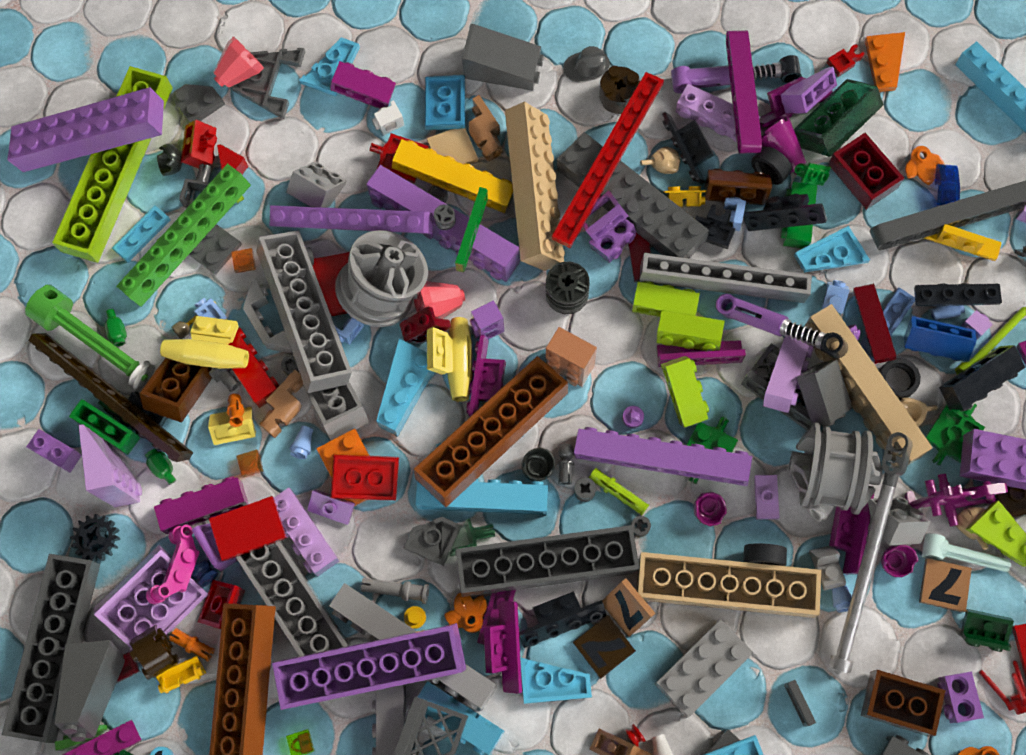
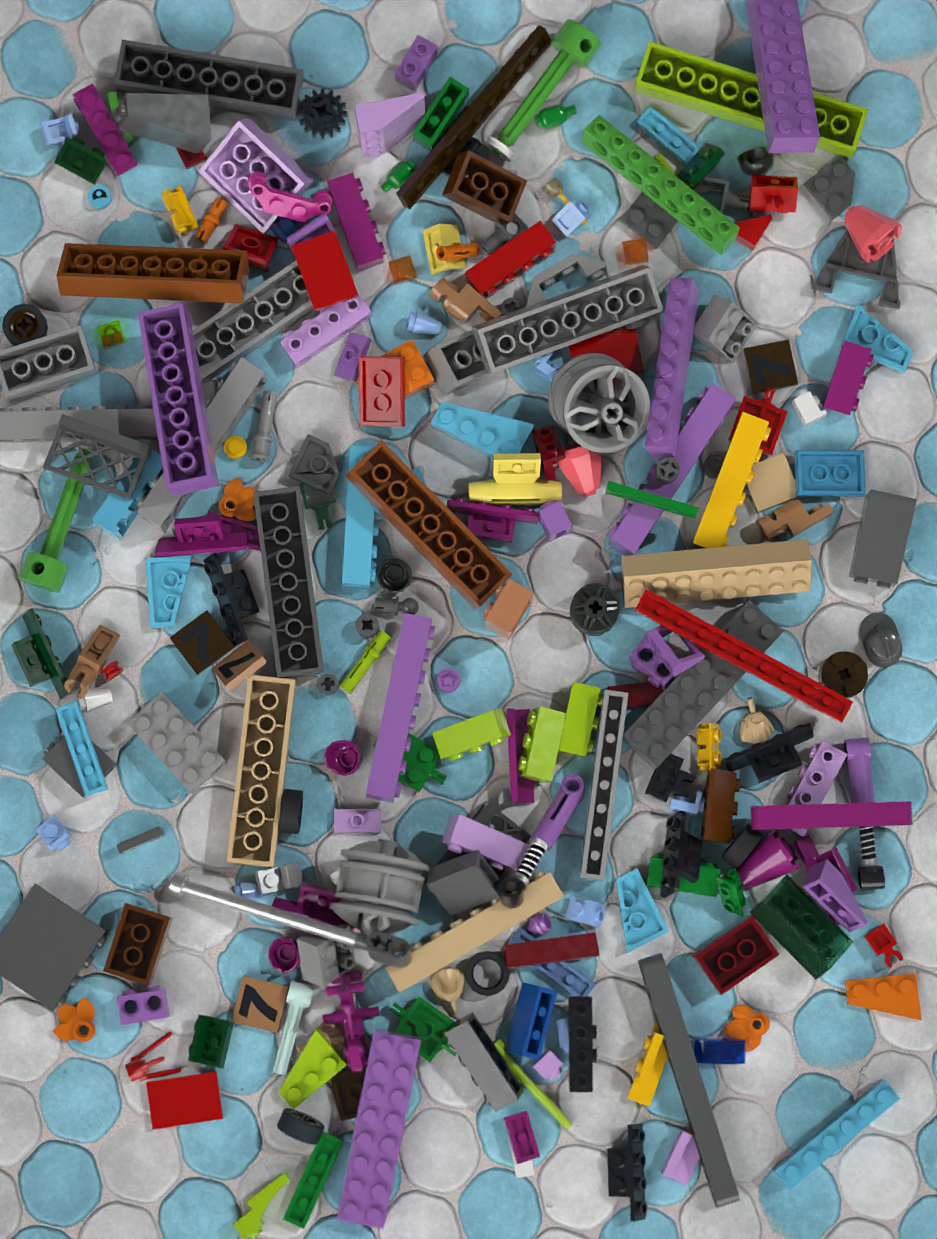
camera: 85 degrees right, 10 degrees up
(153, 652) = (201, 182): dark brown brick -> none
(167, 200) = (700, 165): none -> dark green bracket
(208, 345) = (525, 219): light yellow plate -> none
(350, 150) = (770, 366): none -> dark brown tile

